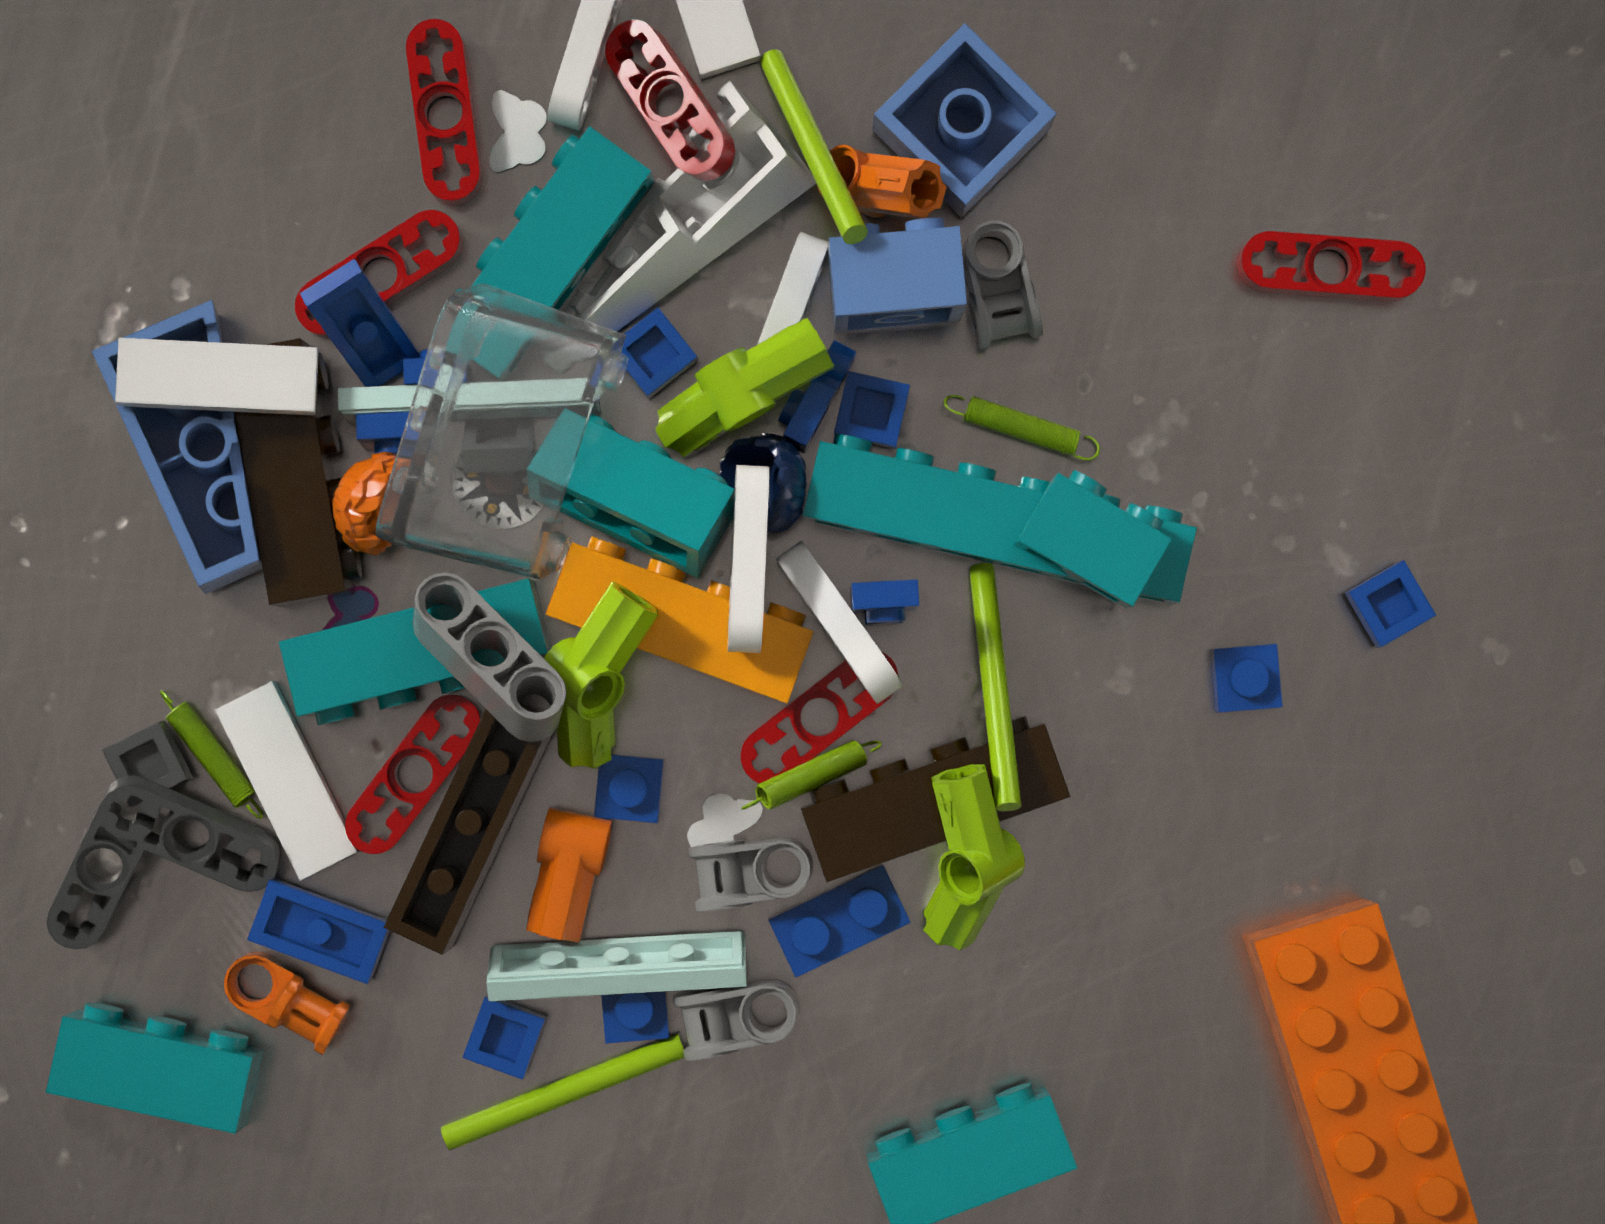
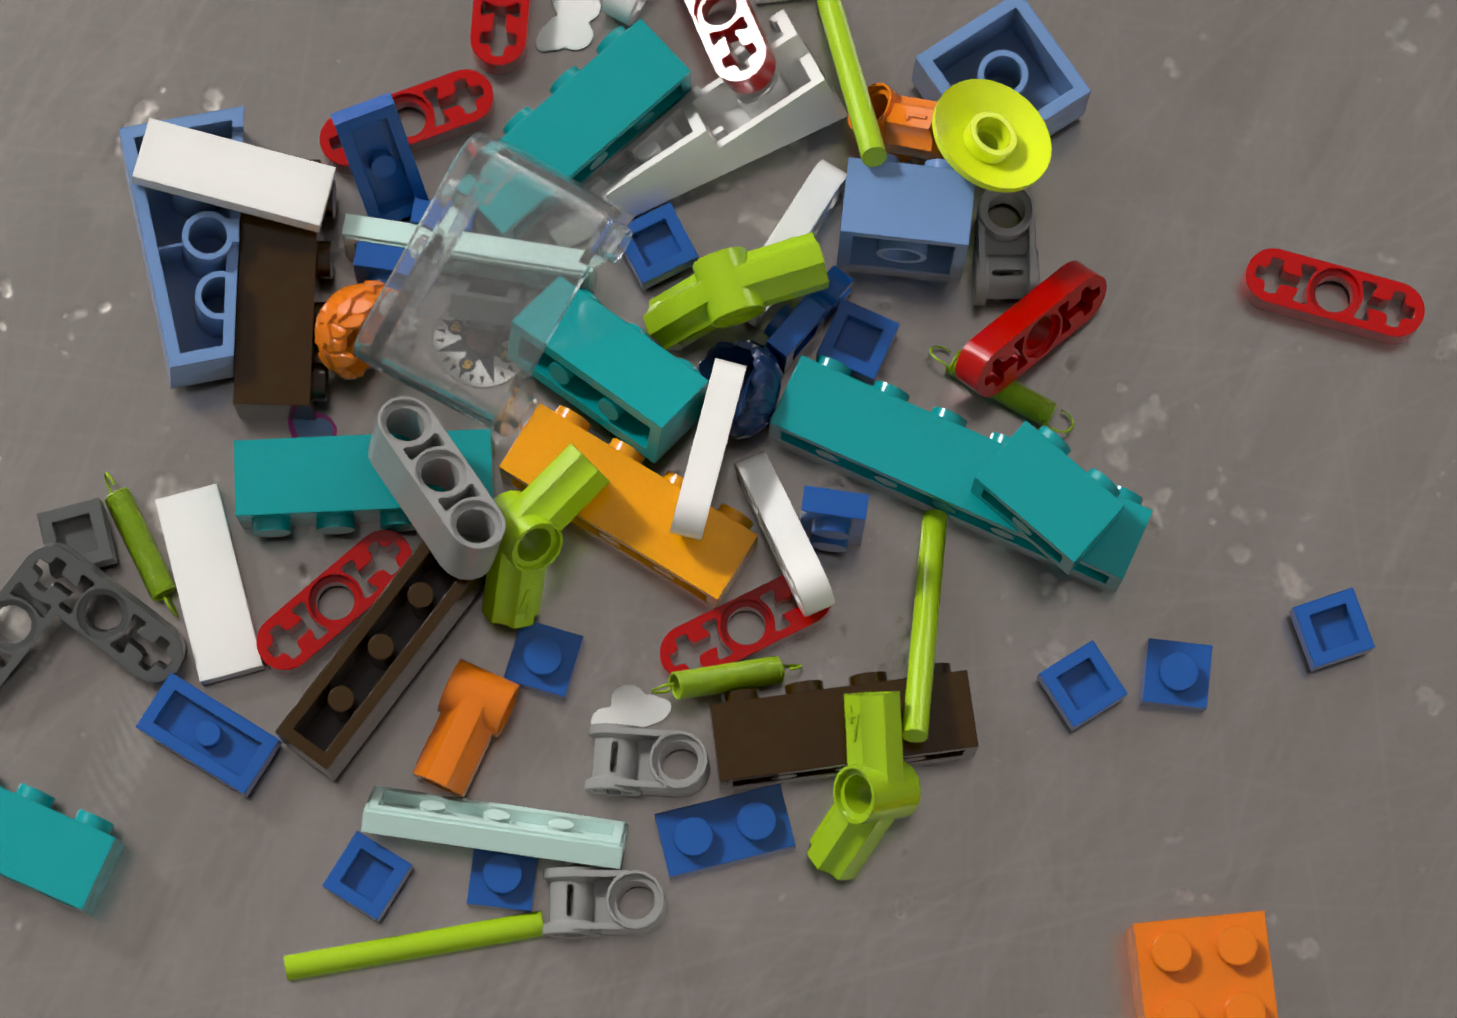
camera: 10 degrees right, 10 degrees down
(287, 1003) = (157, 795): orange connector -> none
(978, 169) = (991, 135): none -> neon yellow dish
(1041, 365) = (1030, 328): none -> red beam
(1157, 709) = (1082, 685): none -> blue plate

